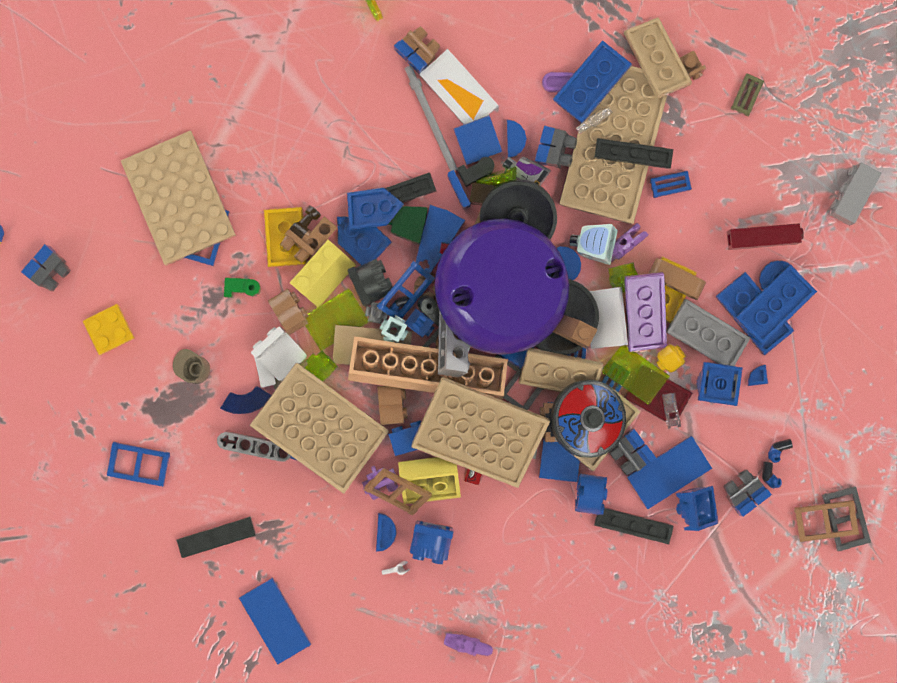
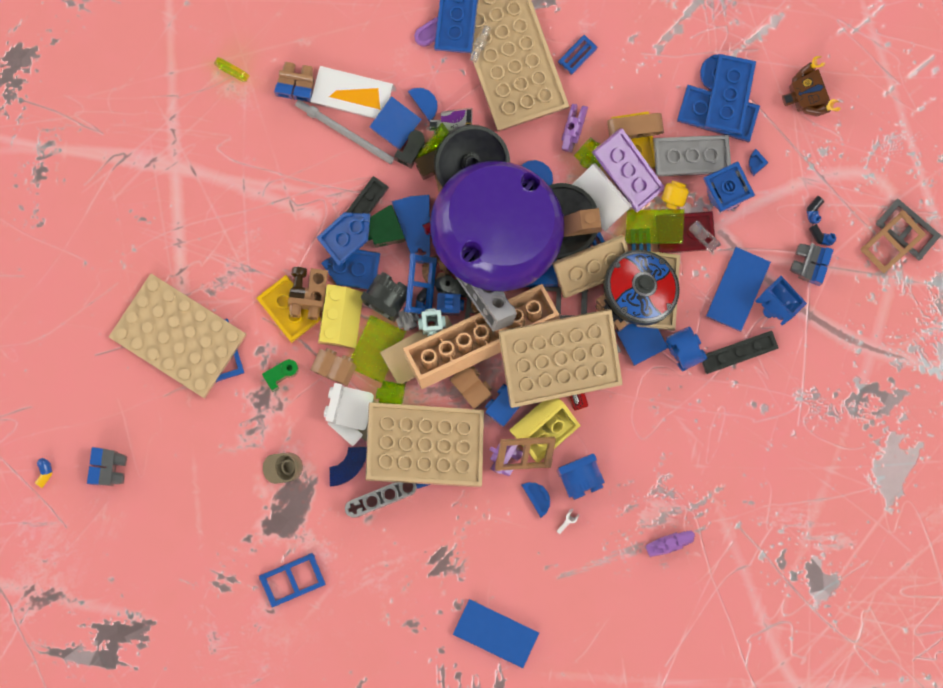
camera: 30 degrees left, 5 degrees down
(108, 329) = (192, 484): yellow plate -> none
(216, 537) = (399, 596): pearl dark grey tile -> none
(458, 189) = (407, 173): blue tile -> none
(554, 146) = (461, 87): dark grey hips -> none
(596, 242) = (549, 141): torso -> none
(633, 153) = (530, 49): pearl dark grey tile -> none
(636, 459) = (704, 295): hips -> none
(764, 236) = (683, 45): dark red brick -> none
(844, 347) = (809, 91): none -> reddish brown torso

